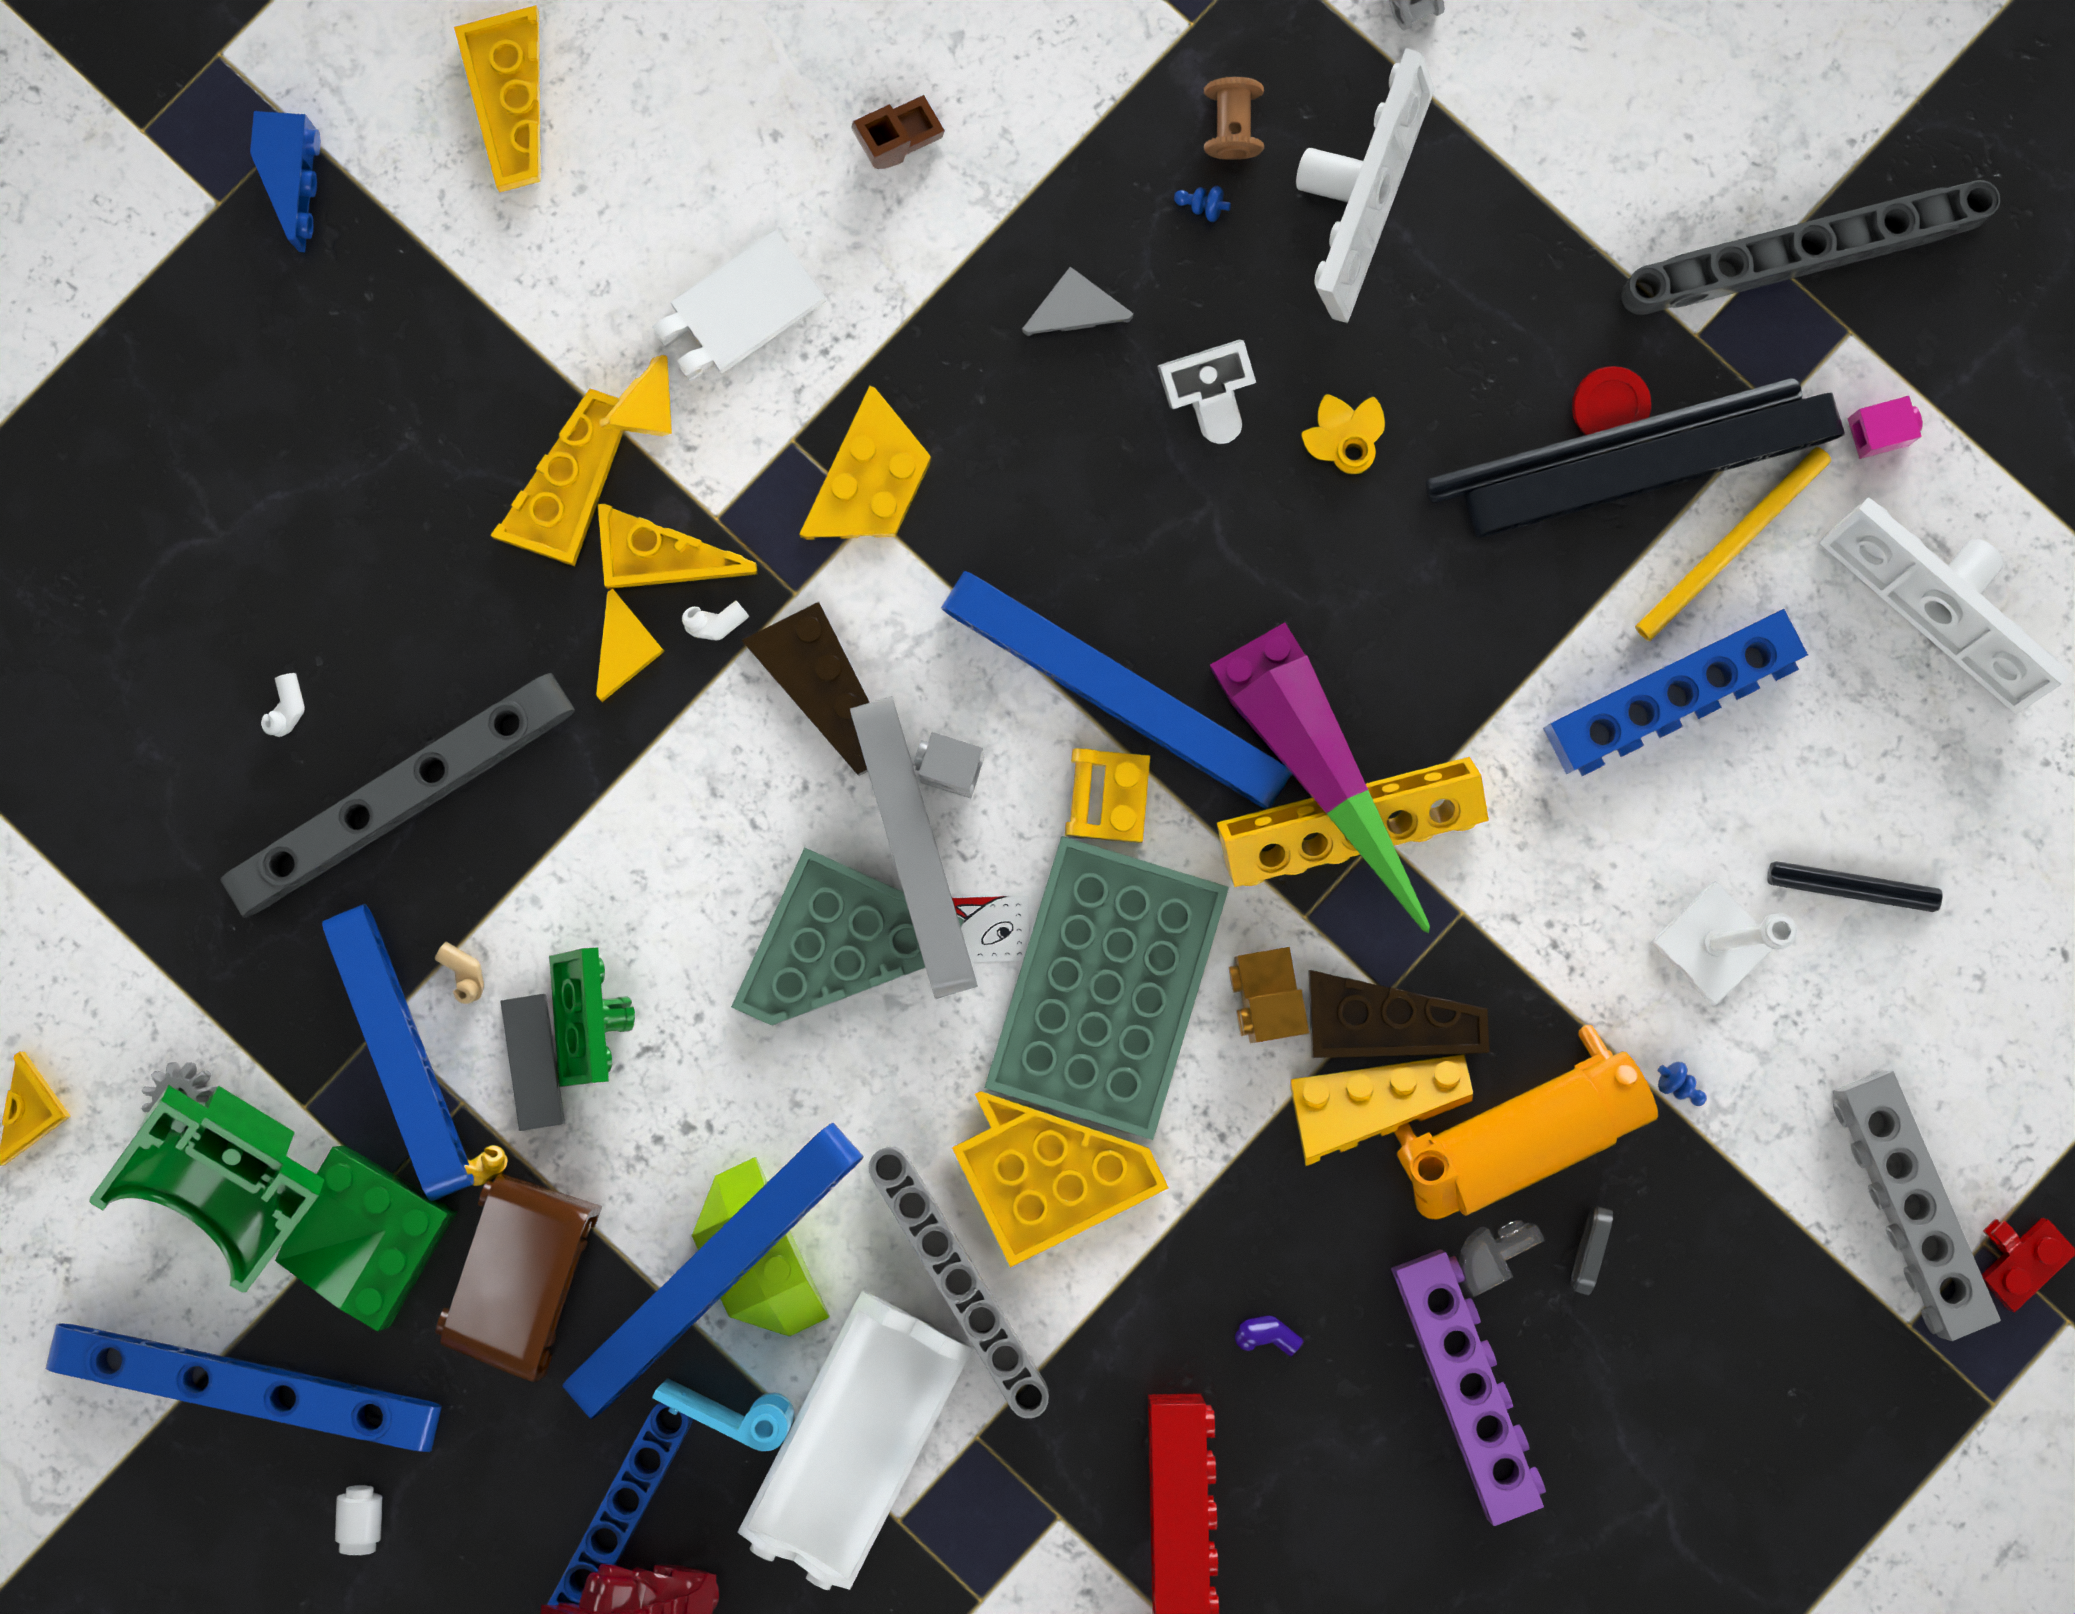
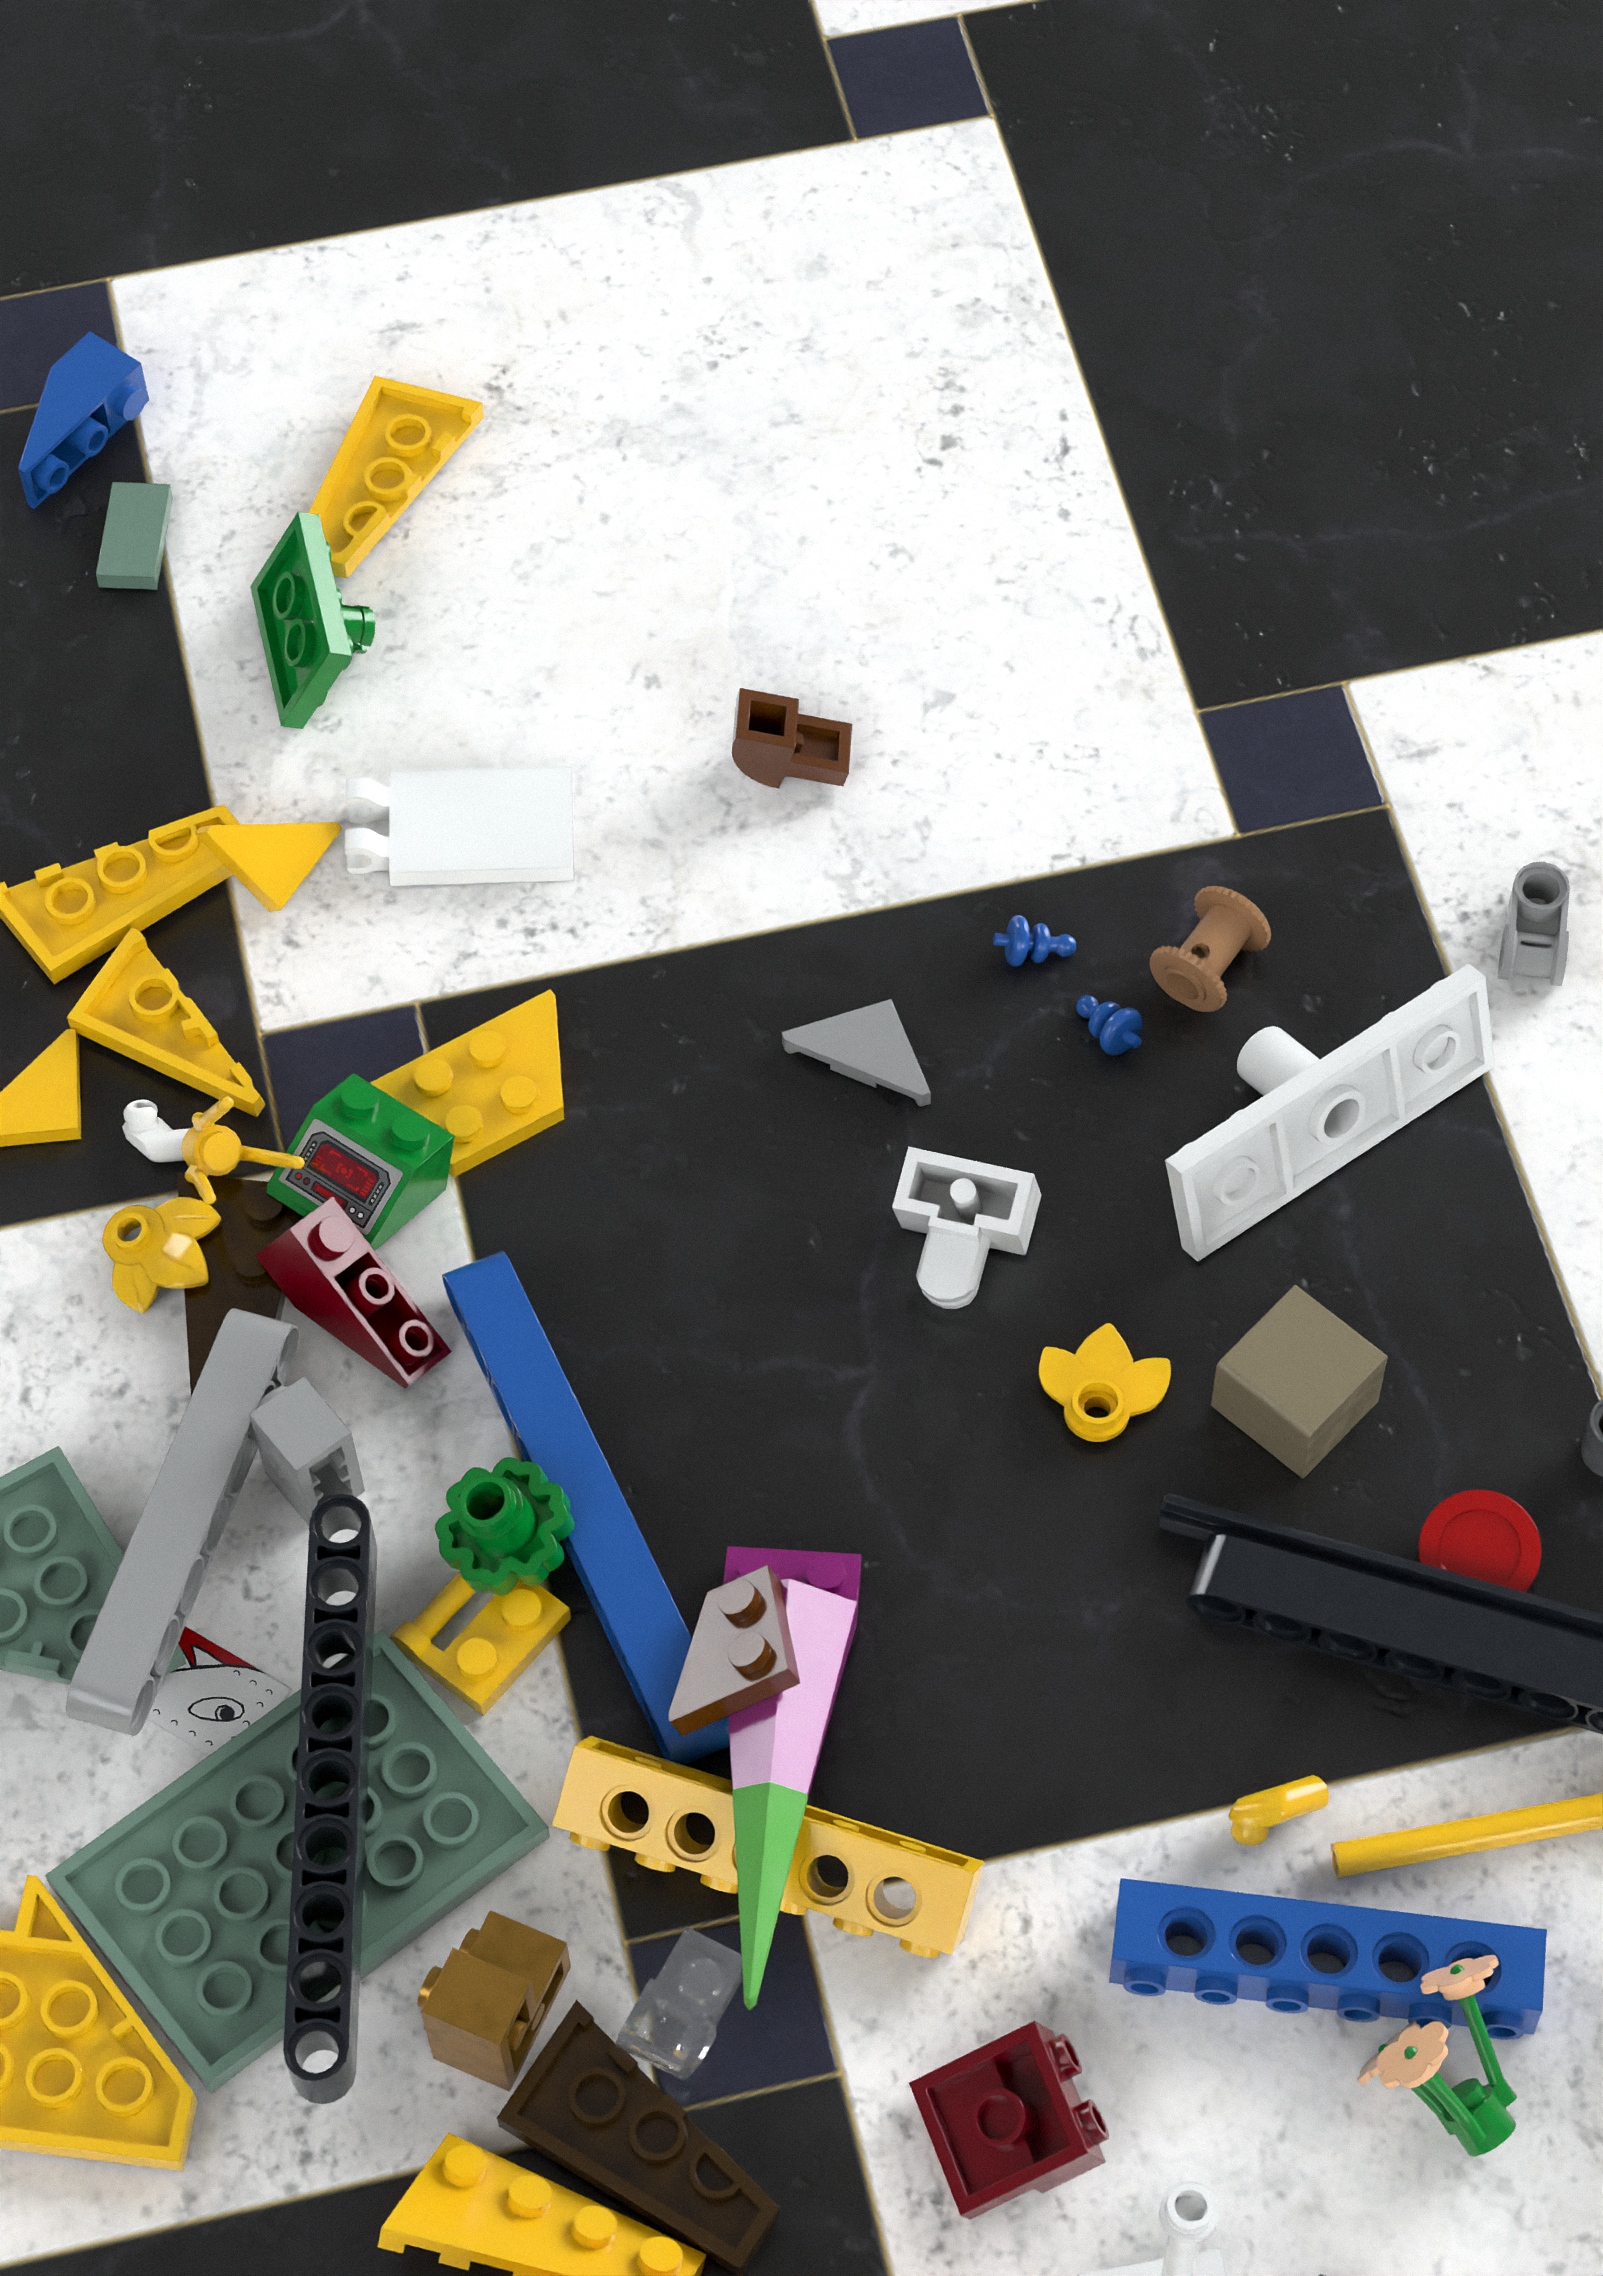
camera: 35 degrees right, 25 degrees down
(386, 233) = (134, 535): none -> sand green tile
(548, 235) = (303, 621): none -> green plate
(760, 615) = (217, 1150): none -> yellow plant
(772, 691) = (162, 1253): none -> yellow plate
(849, 571) = (369, 1156): none -> green slope
(898, 651) = (352, 1294): none -> dark red slope
(1067, 736) = (504, 1526): none -> green plant
(1105, 924) = (333, 1821): none -> black beam
(1126, 174) = (1038, 942): none -> blue hair
(1272, 731) = (736, 1652): none -> wing
(1368, 937) = (681, 2008): none -> clear brick
(1459, 368) = (1299, 1381): none -> dark tan piece
(1572, 886) = (1010, 2119): none -> dark red plate
(1597, 626) = (1273, 1806): none -> yellow arm
(1775, 728) = (1414, 2055): none -> plant

